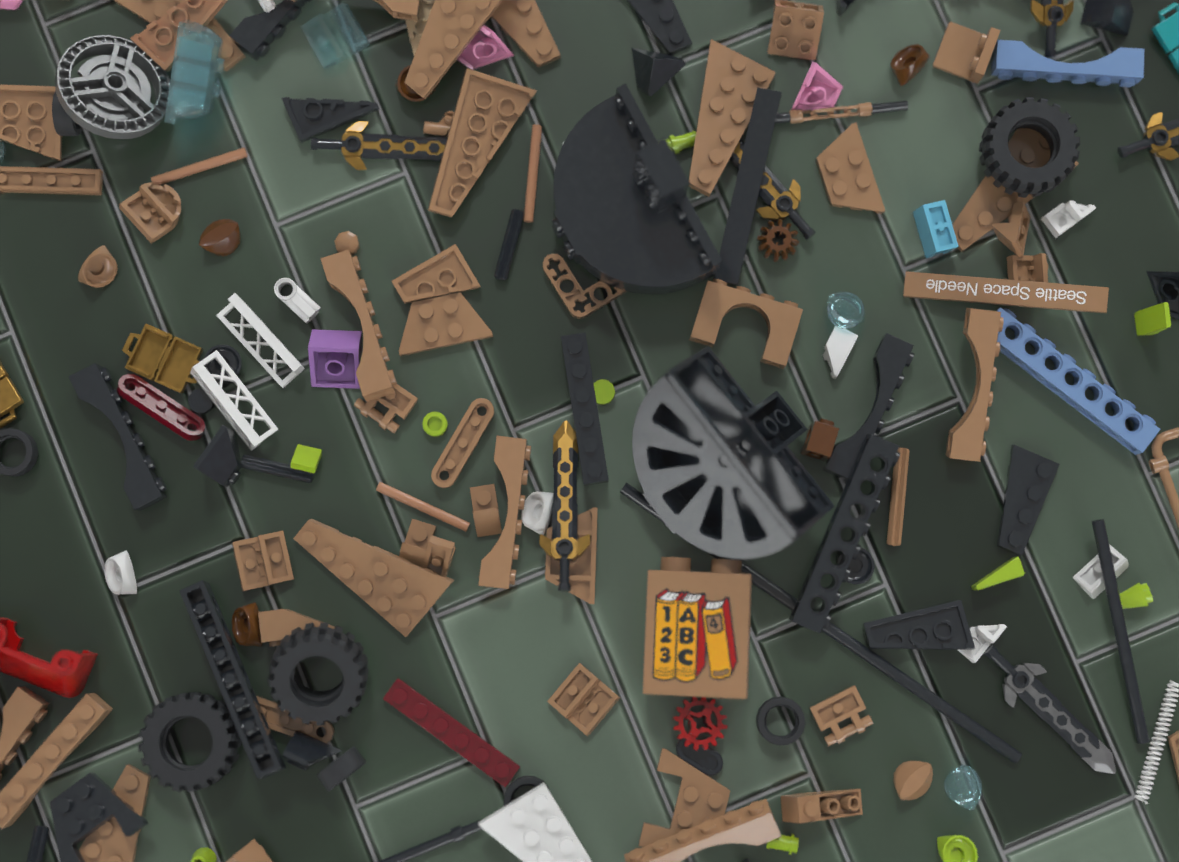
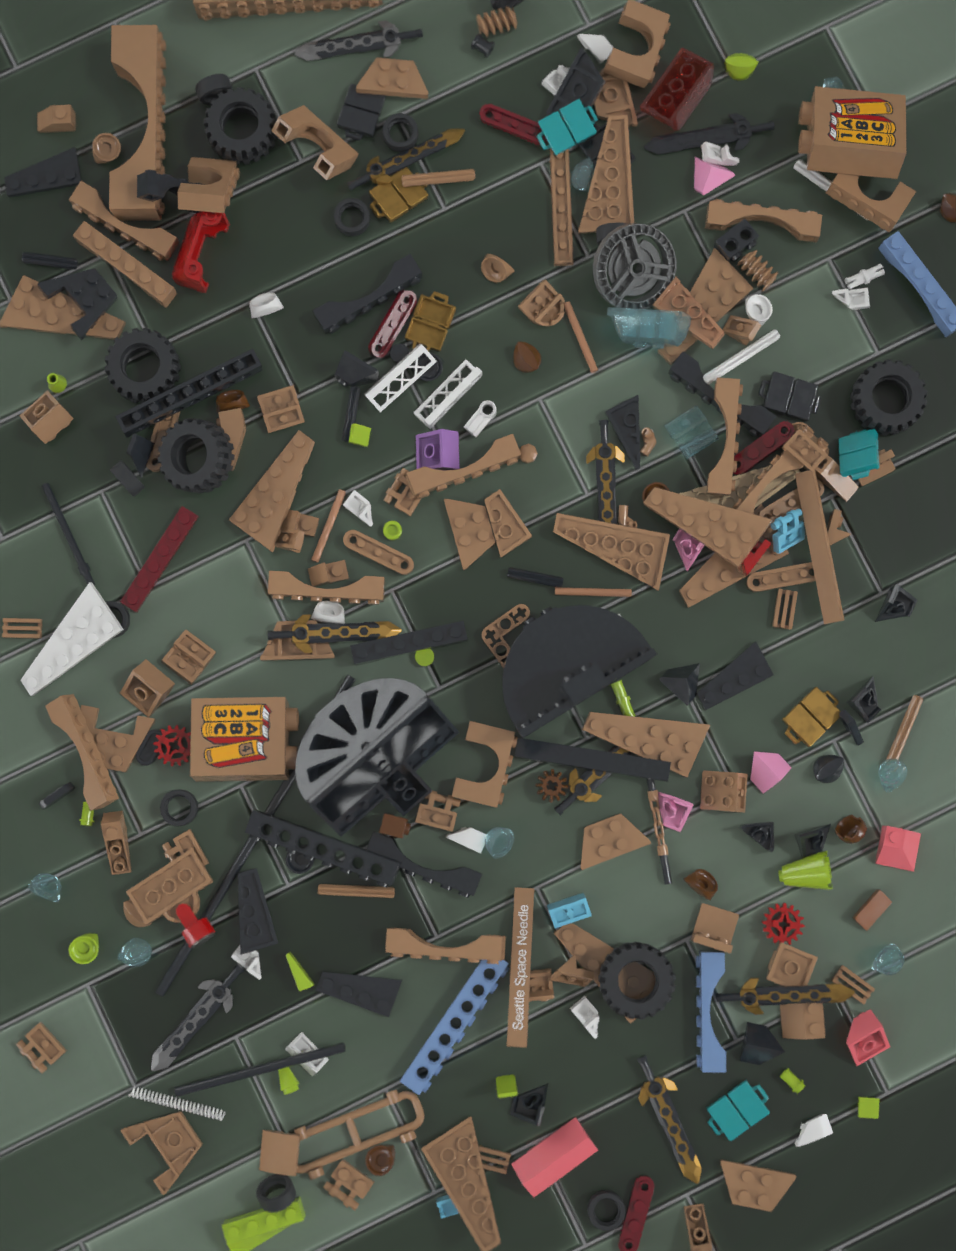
camera: 90 degrees right, 0 degrees up
(343, 88) = (649, 440): none -> medium nougat arm
(401, 465) = (359, 507): none -> white slope
(621, 755) = (147, 687): none -> medium nougat slope
(809, 388) = (436, 816): none -> medium nougat plate
(896, 729) = (174, 894): none -> medium nougat plate

